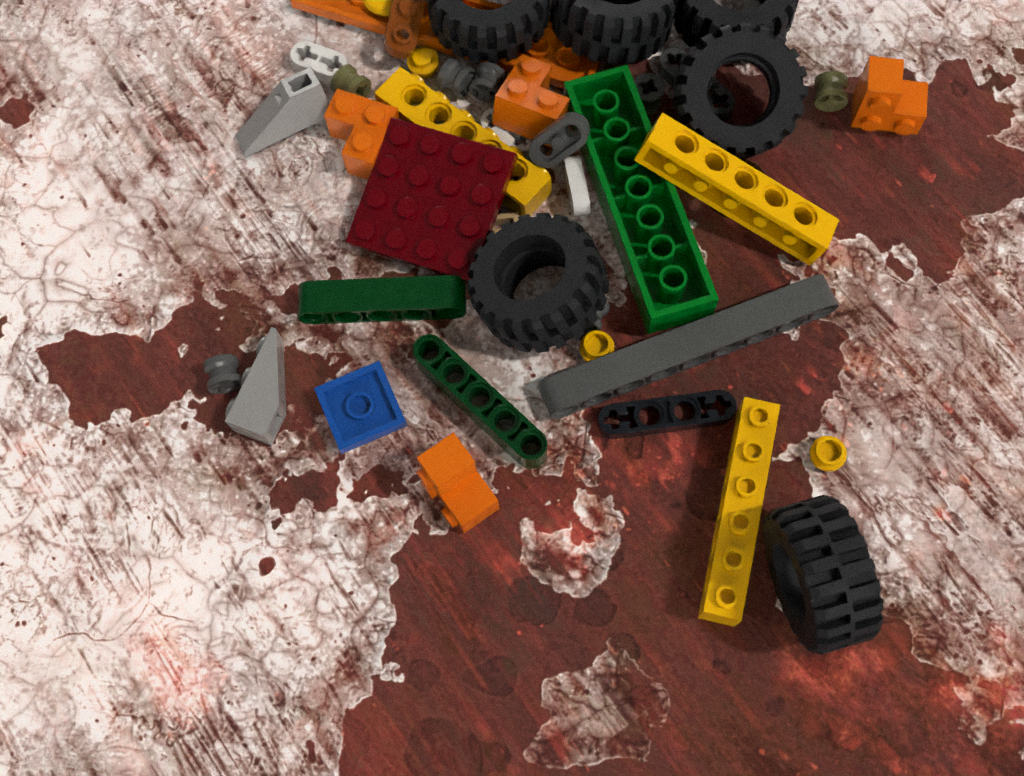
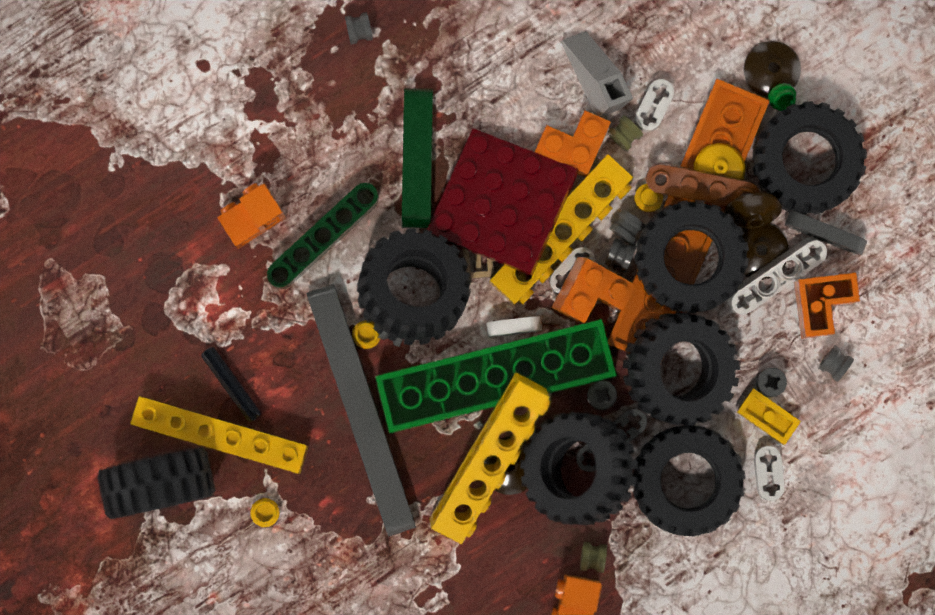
camera: 85 degrees right, 15 degrees up
(262, 398) = (336, 61): light grey slope -> none
(360, 407) = (325, 139): blue plate -> none
(560, 138) = (543, 311): dark grey plate -> none
(667, 419) = (310, 386): black beam -> none
(671, 504) = (231, 384): none -> black axle

